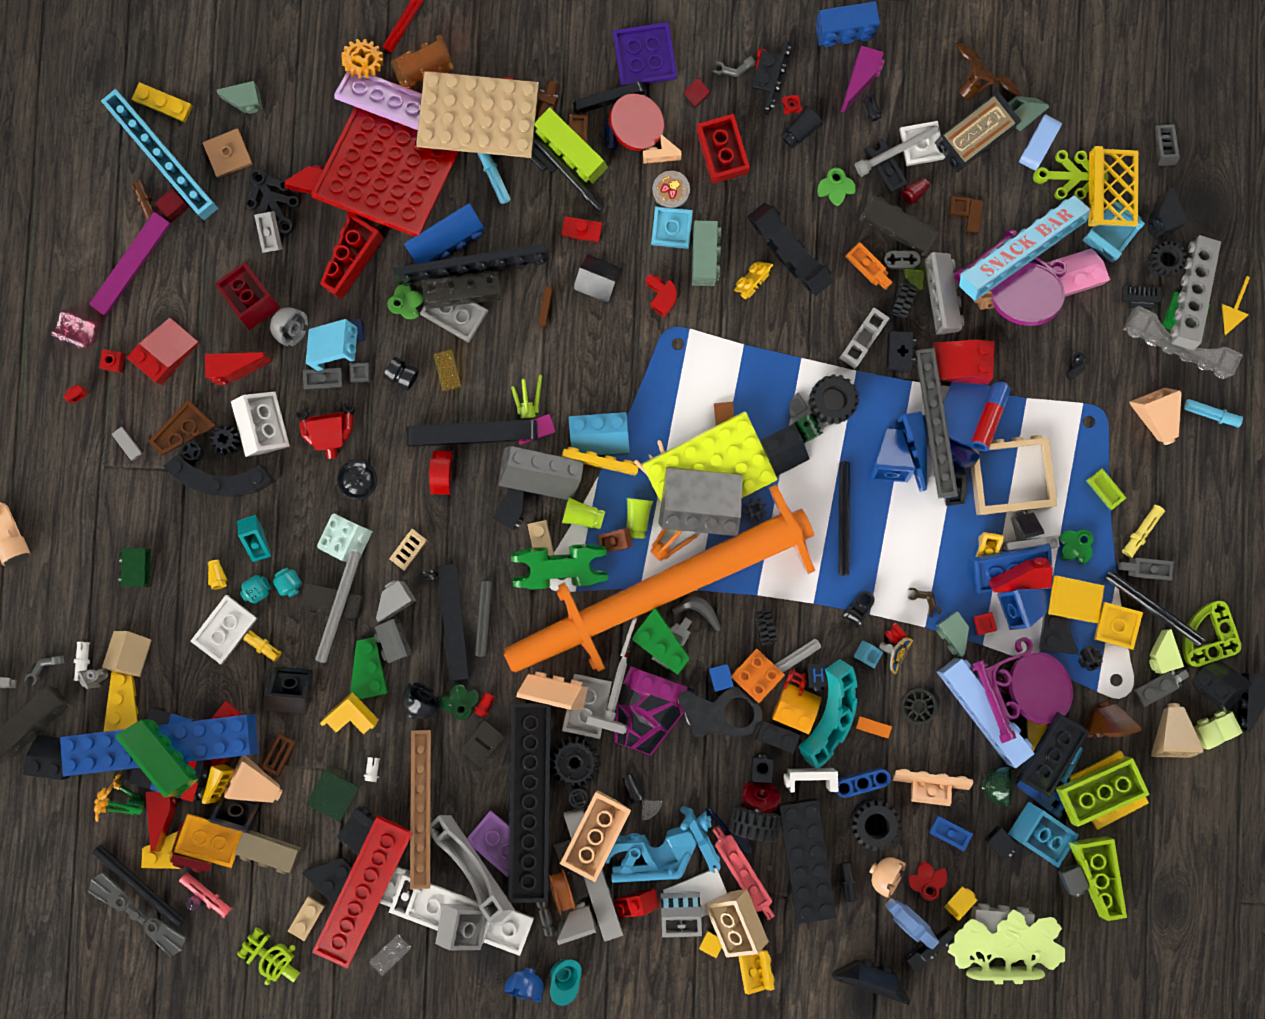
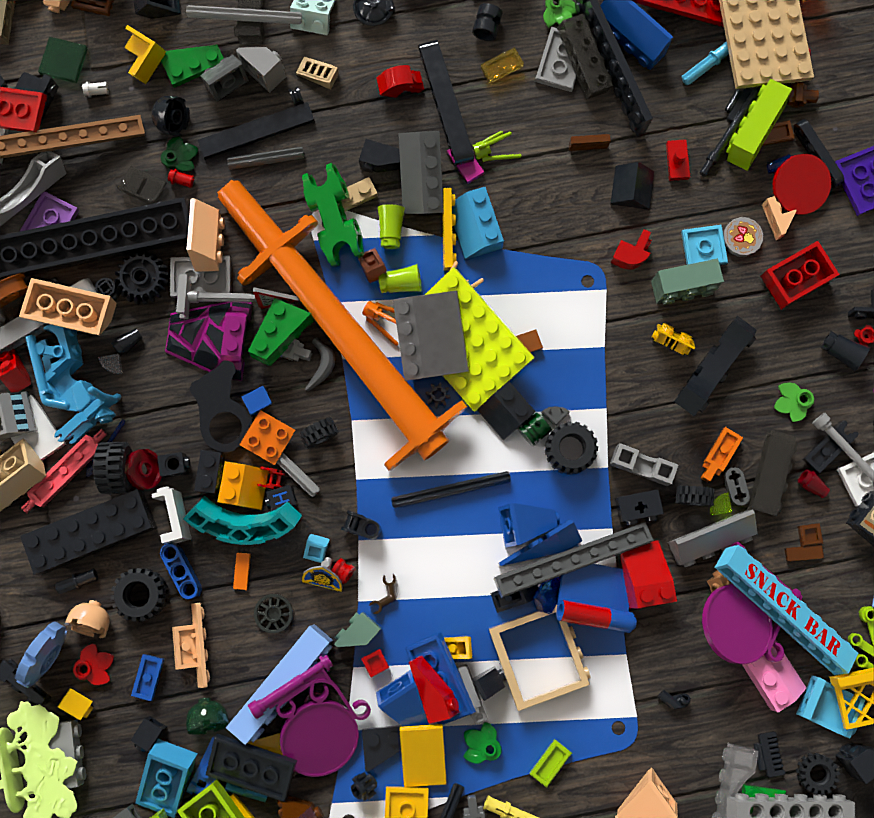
camera: 75 degrees right, 5 degrees down
(697, 92) = (849, 238): dark red slope -> none

